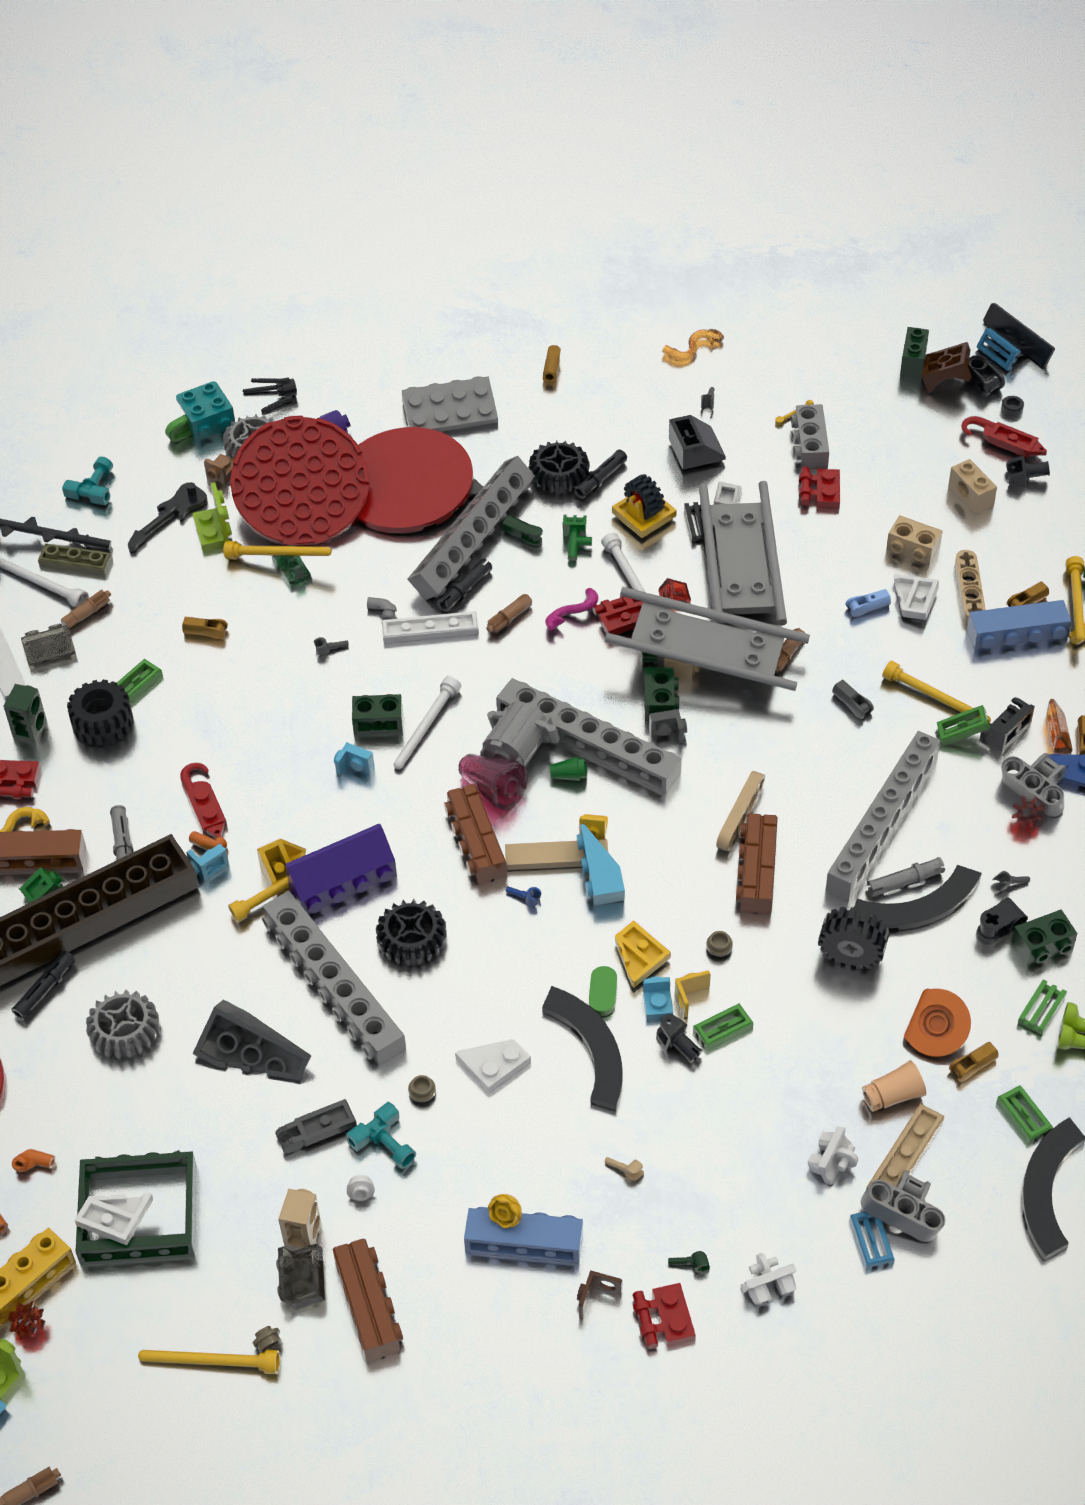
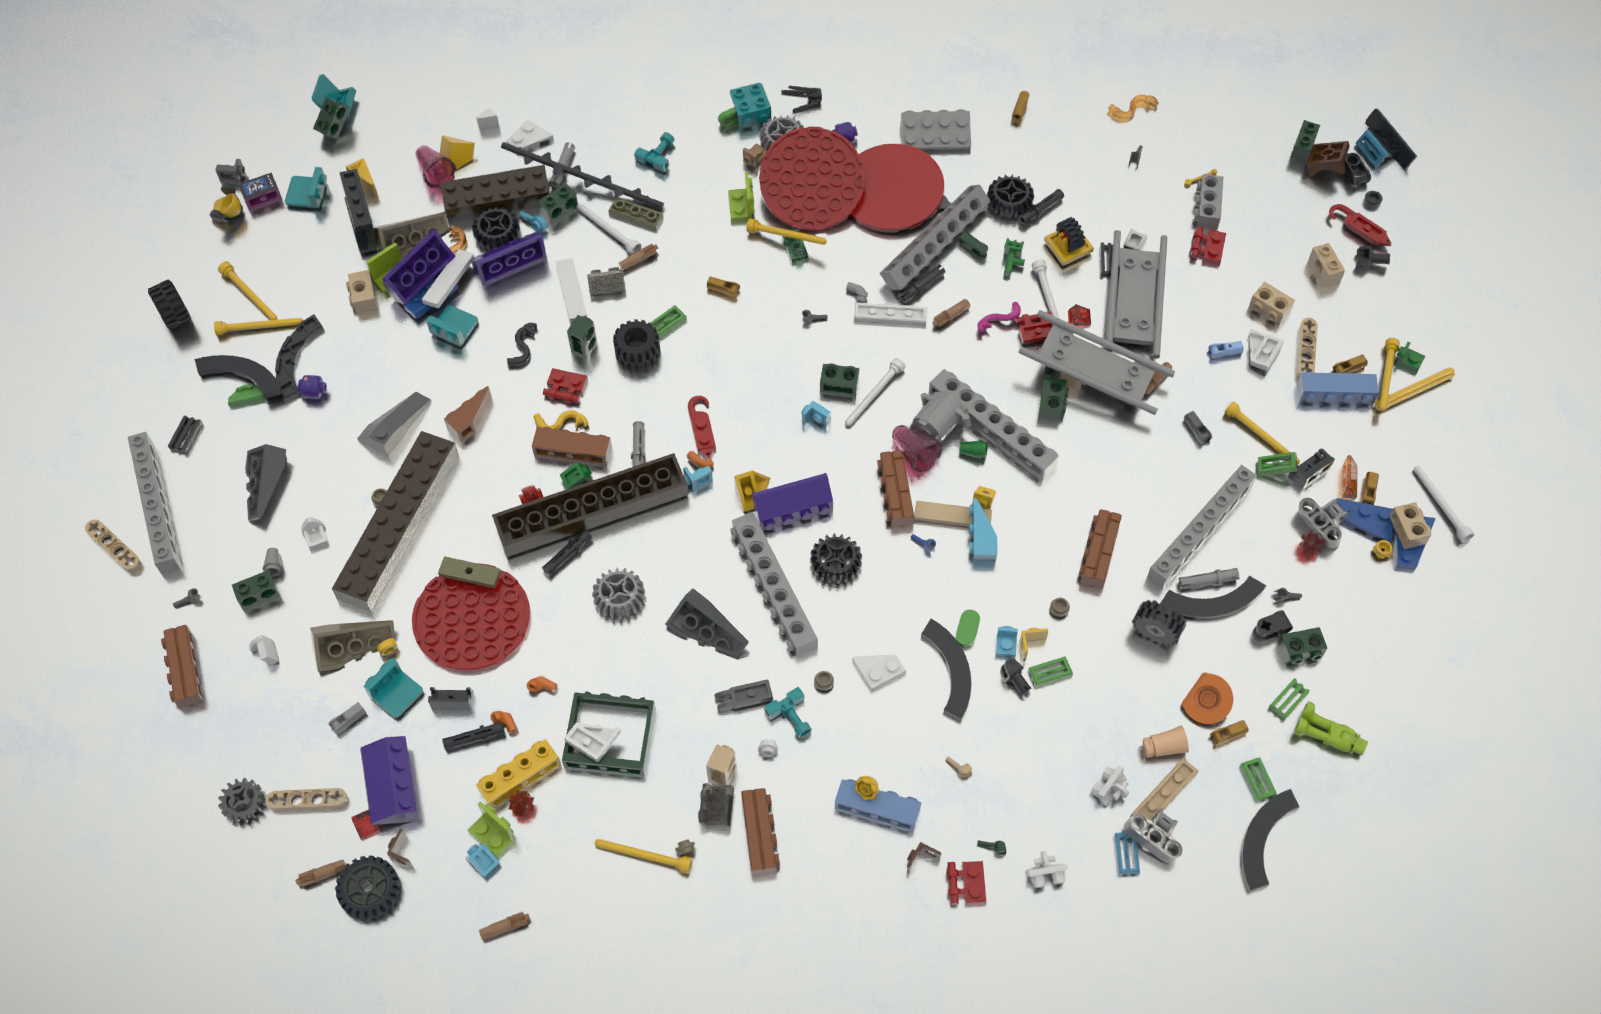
camera: 10 degrees right, 10 degrees up
(185, 499) = (725, 177): black piece -> none
(242, 908) = (716, 518): yellow piece -> none
(640, 952) = (1000, 603): yellow wing -> none
(667, 723) = (1054, 423): dark grey bracket -> none
(694, 442) = (1118, 192): black slope -> none
(740, 811) = (1095, 504): tan beam -> none

